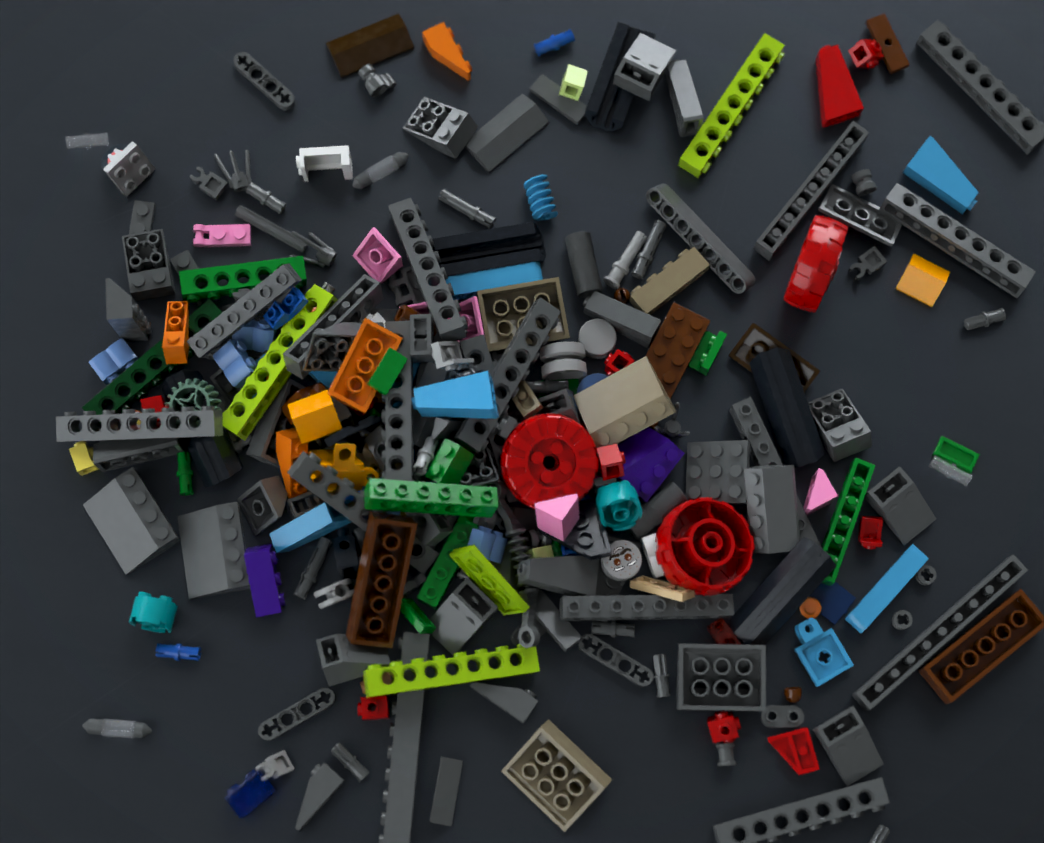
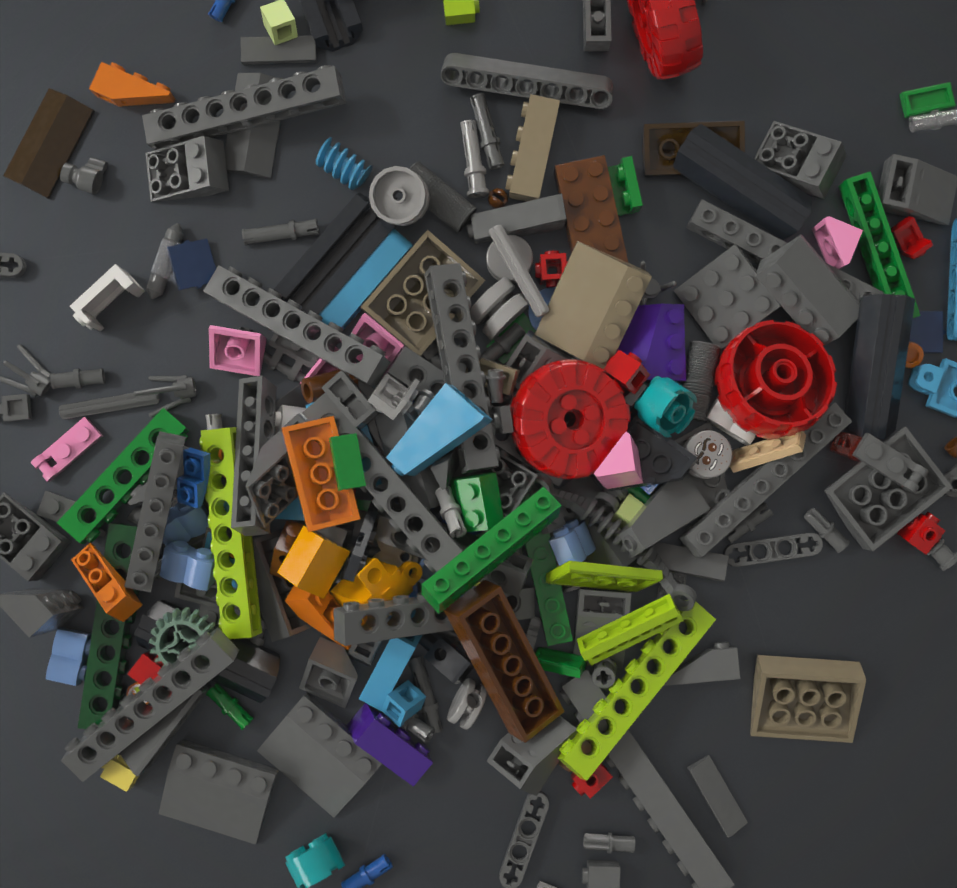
camera: 40 degrees left, 10 degrees up
(288, 576) = (418, 728): none -> dark grey pin
(295, 558) = (403, 703): none -> dark azure brick
(395, 184) = (191, 263): none -> dark blue piece
(433, 647) = (598, 675): none -> dark grey bush
(478, 625) = (629, 630): none -> lime fence
(494, 117) = (255, 114): none -> dark grey brick
(519, 403) = (495, 385): none -> dark grey pin
(555, 230) = (414, 200): none -> light grey wheel
(594, 347) = (518, 271): none -> light grey axle
(735, 659) = (889, 462): none -> dark grey plate

